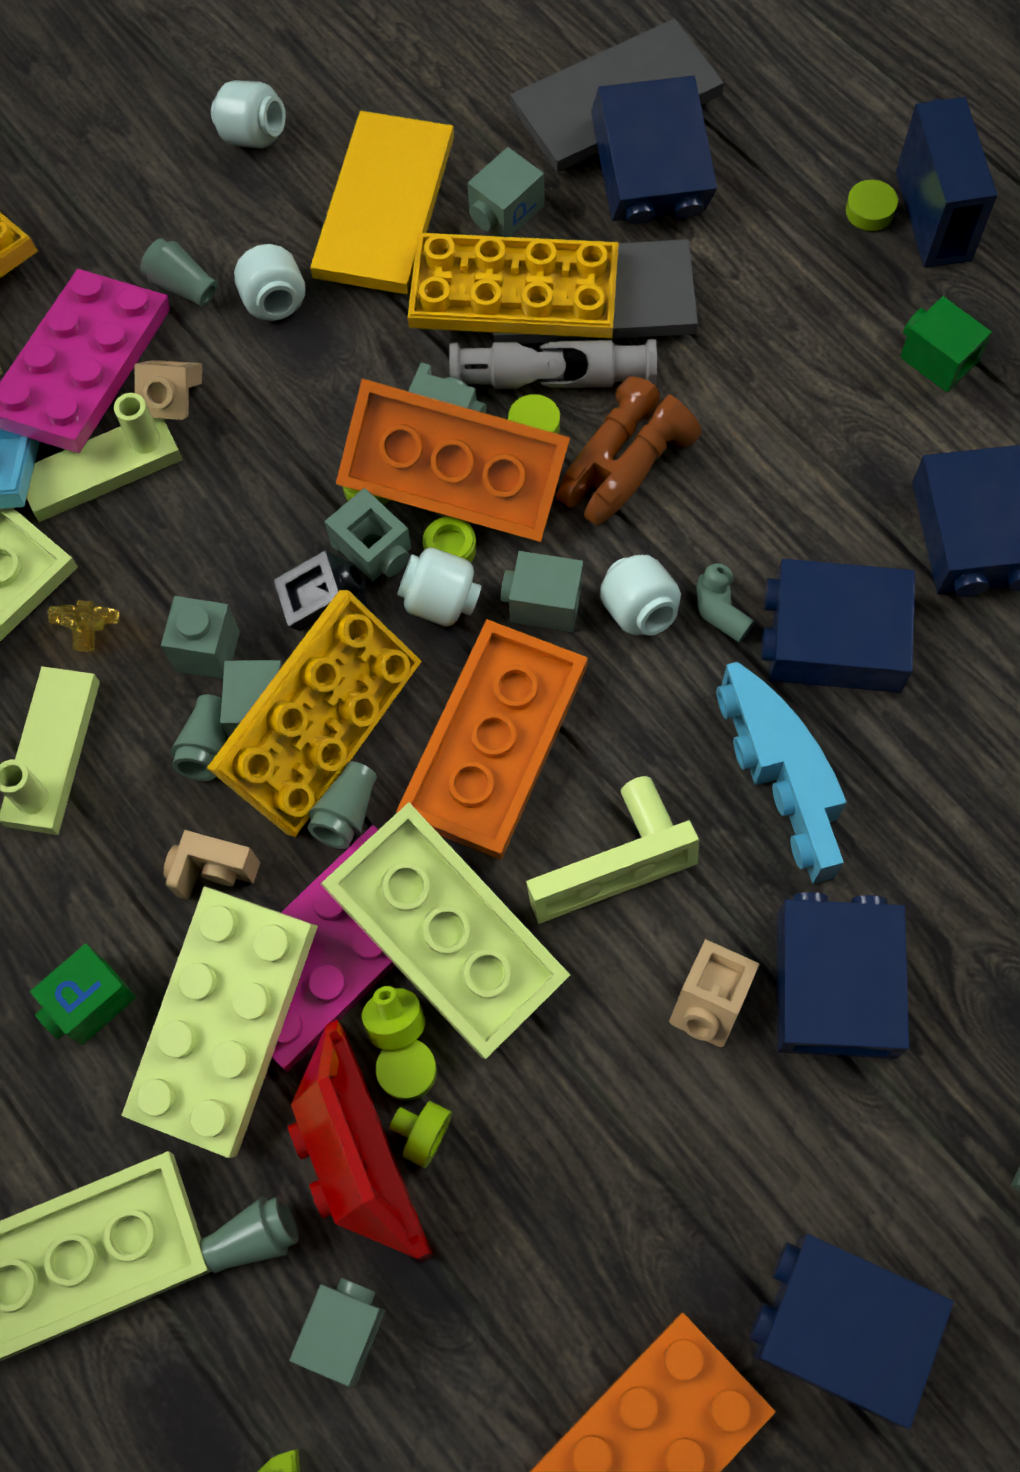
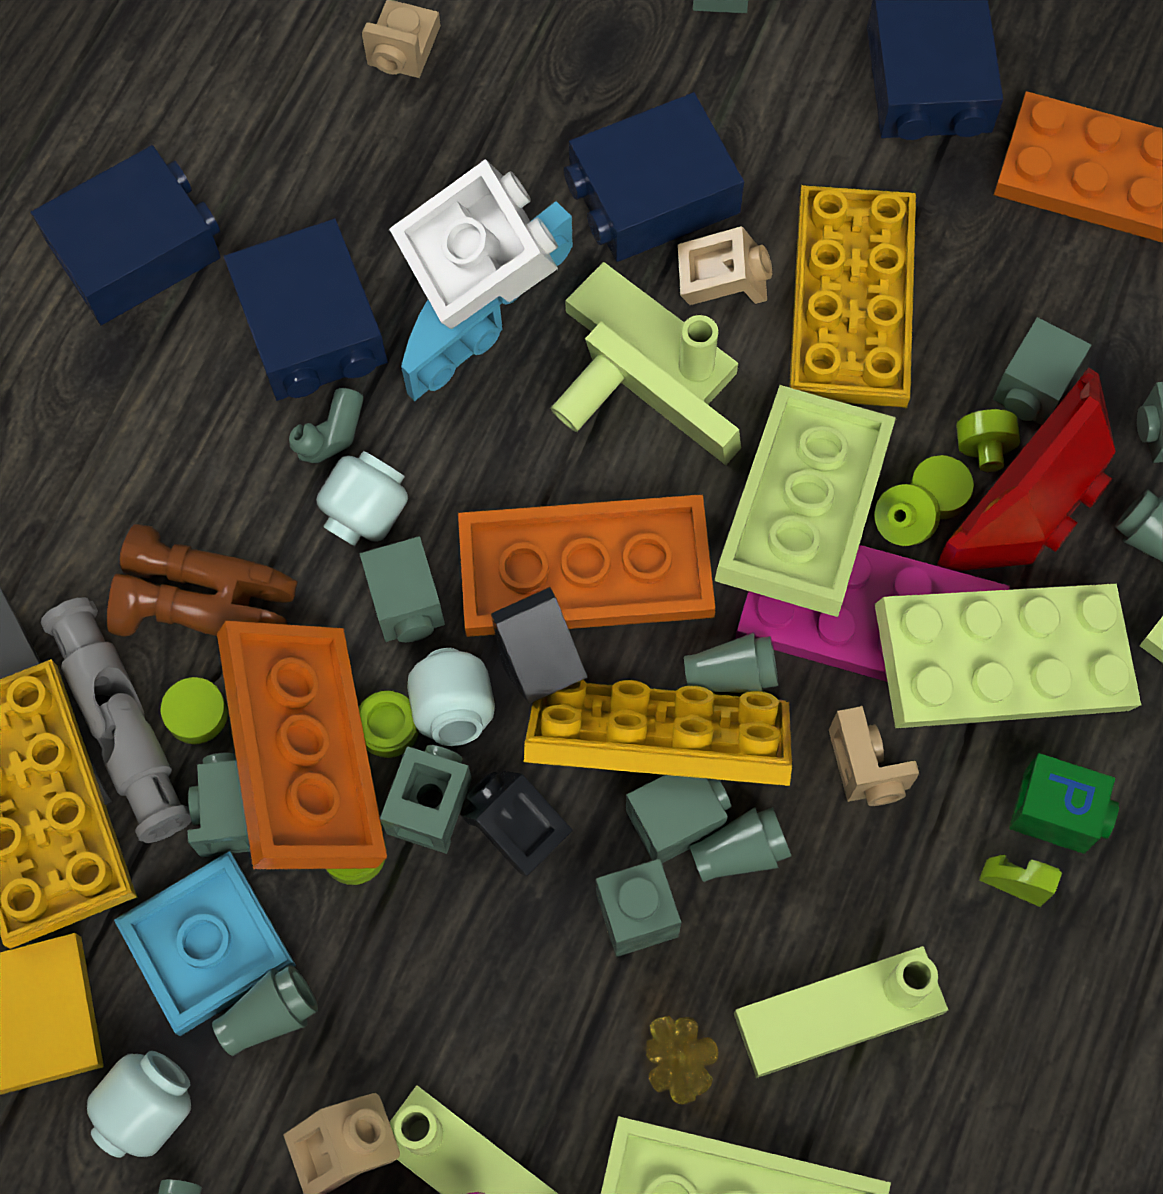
camera: 120 degrees left, 0 degrees up
(51, 930) = (1031, 884): none -> lime tile
(284, 384) = (268, 1010): none -> sand green cone
(352, 351) = (203, 943): none -> medium azure tile
(423, 649) = (537, 646): none -> slope
(457, 1218) = (1041, 372): none -> sand green brick
(637, 1105) = (854, 295): none -> yellow tile
(681, 899) = (678, 347): none -> yellowish green piece
(816, 758) = (475, 244): none -> white plate

